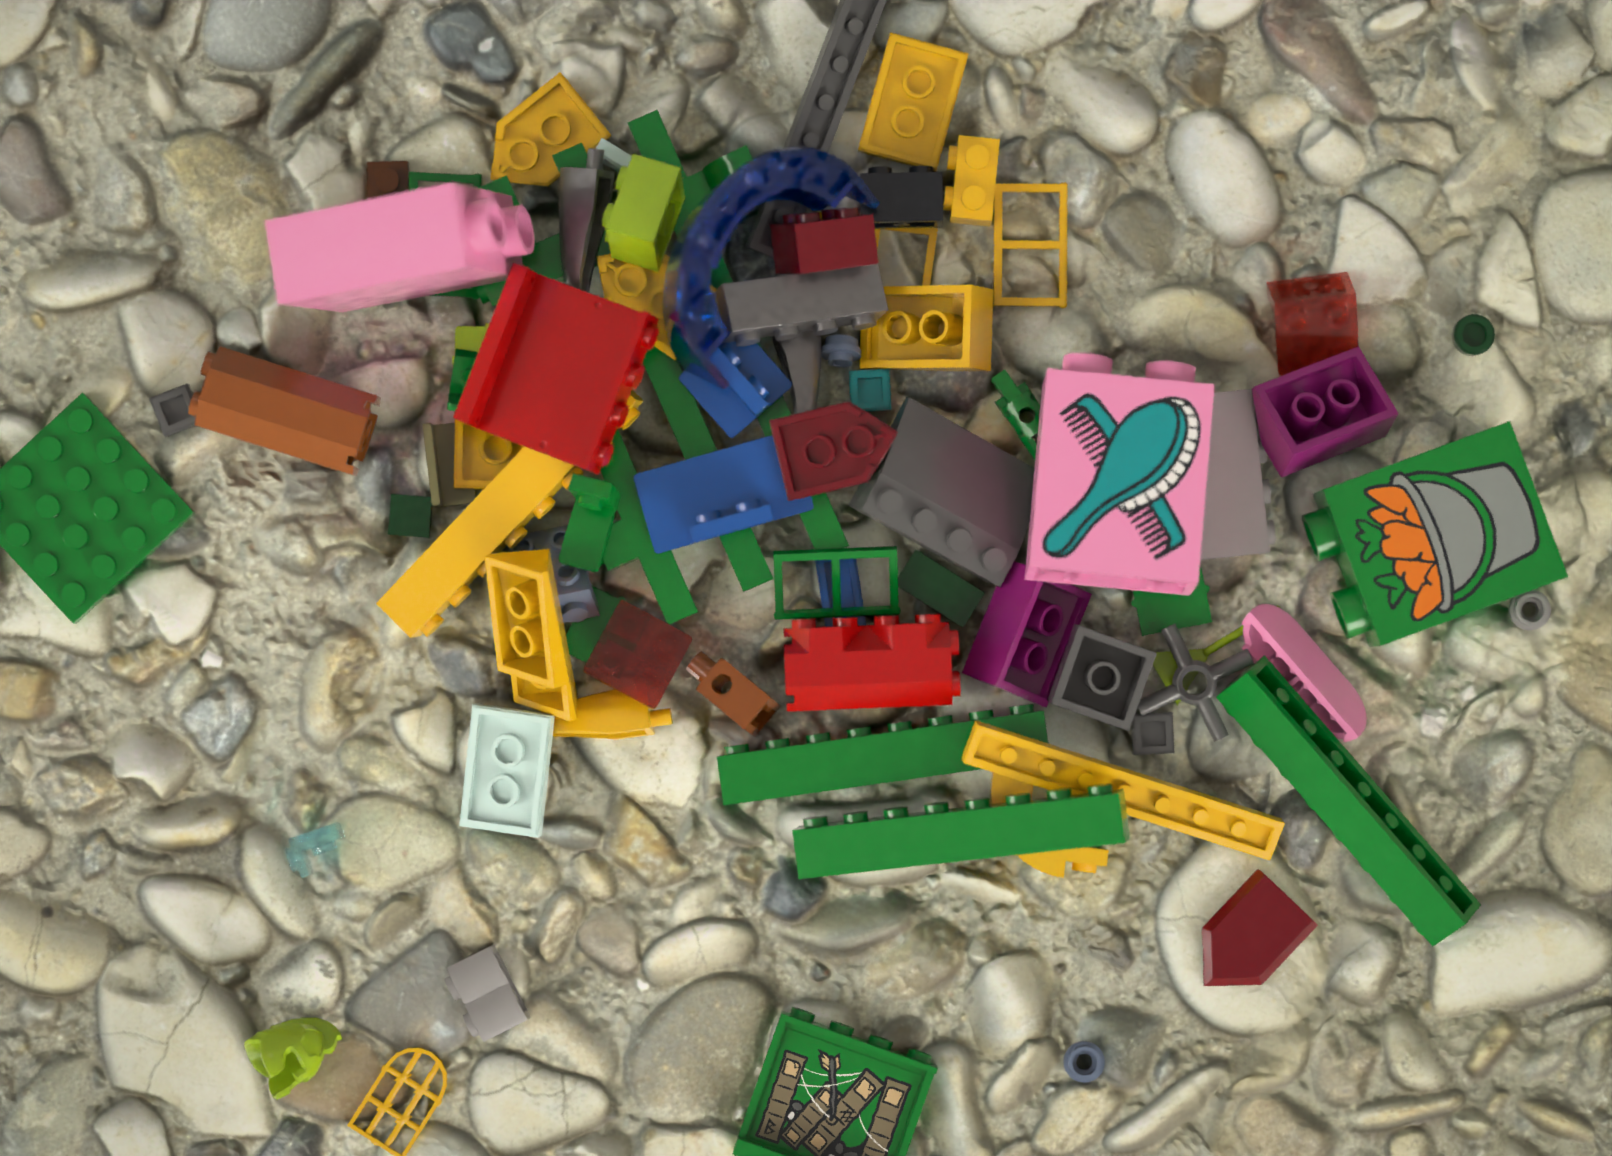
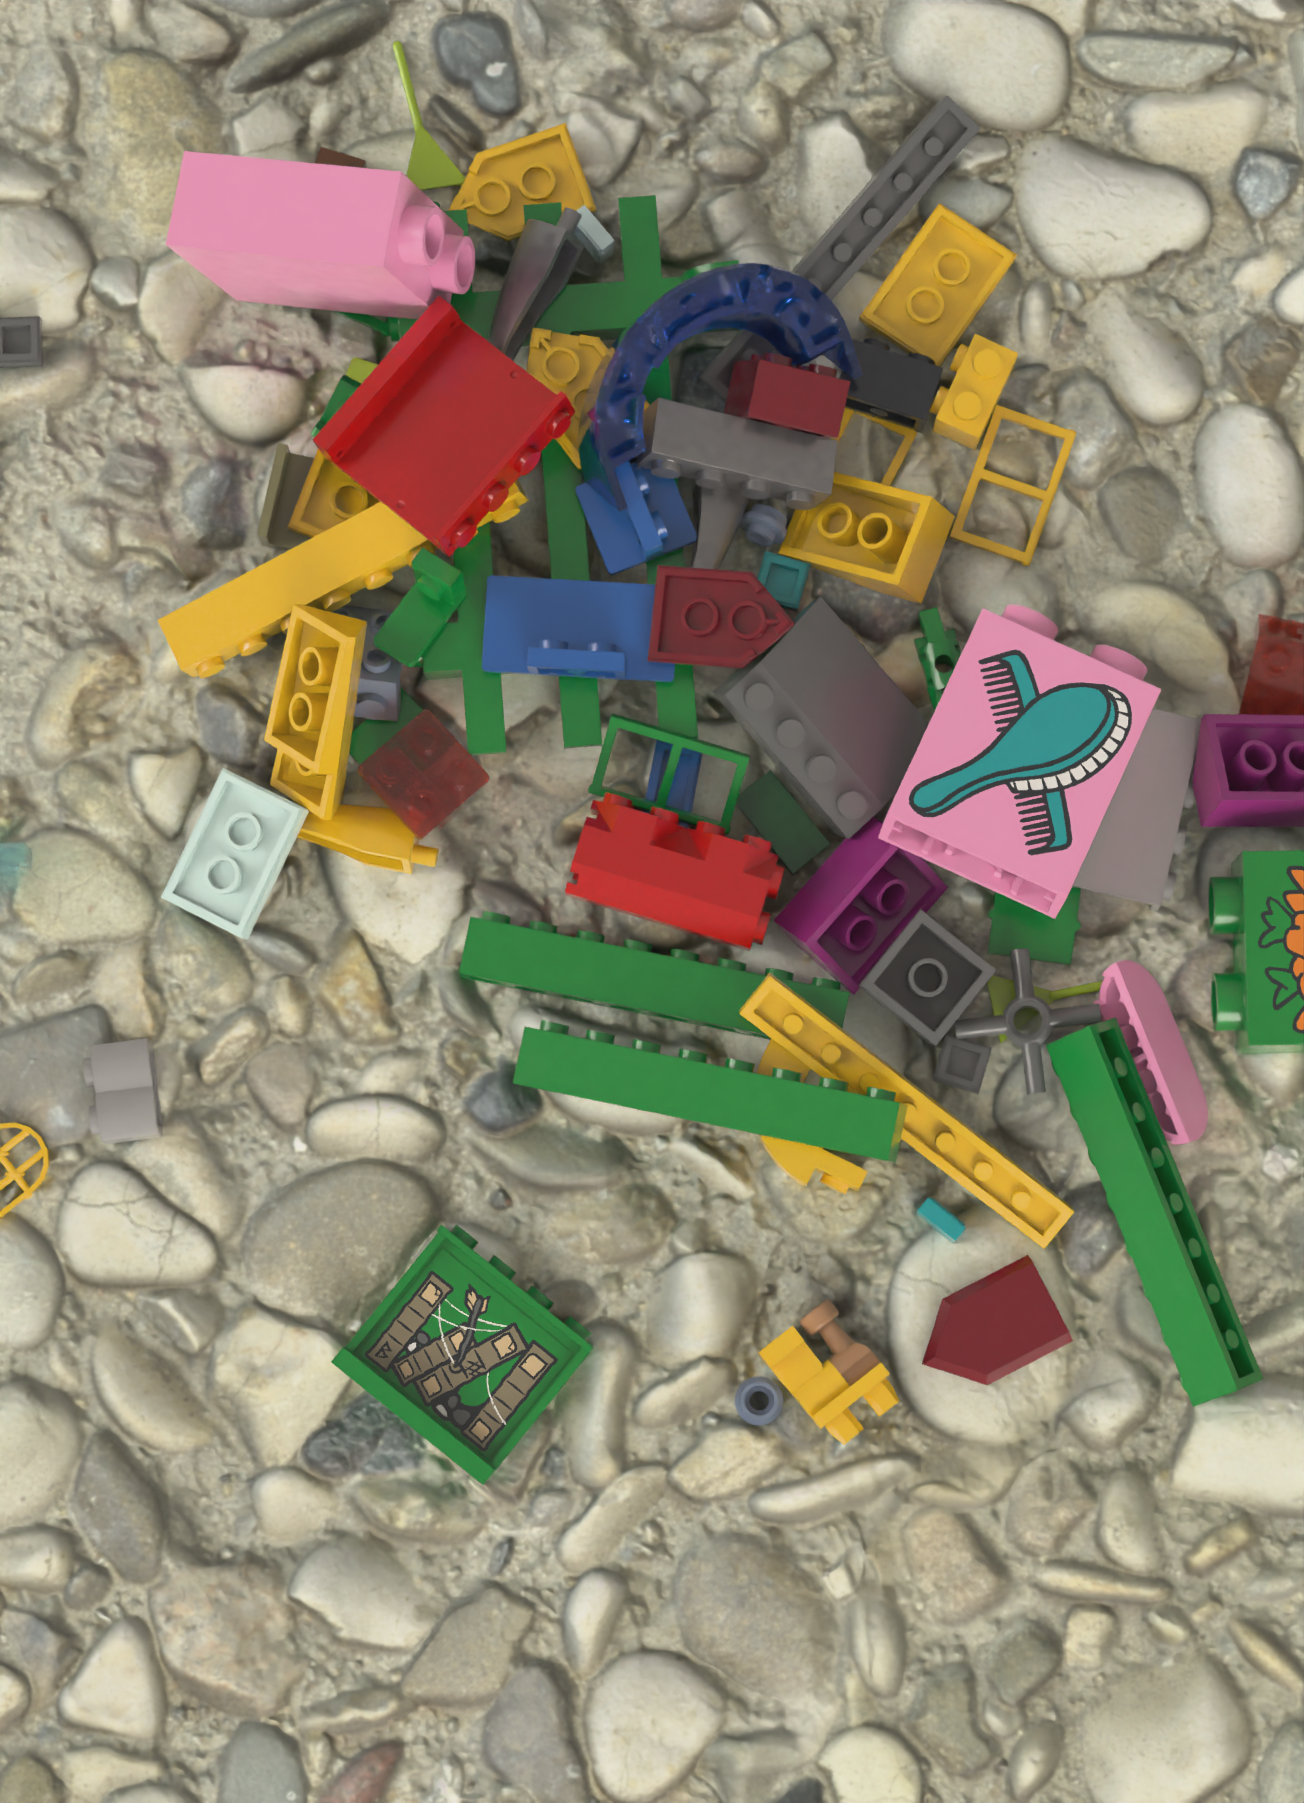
camera: 20 degrees right, 5 degrees down
(284, 410) = (134, 377): dark orange brick -> none
(410, 516) = (229, 543): dark green tile -> none
(459, 144) = (428, 164): none -> lime piece
(644, 212) = (601, 292): lime brick -> none
(742, 703) = (514, 856): dark orange torso -> none
(1141, 1028) = (831, 1386): none -> yellow hips
(1179, 866) = (941, 1219): none -> teal tile

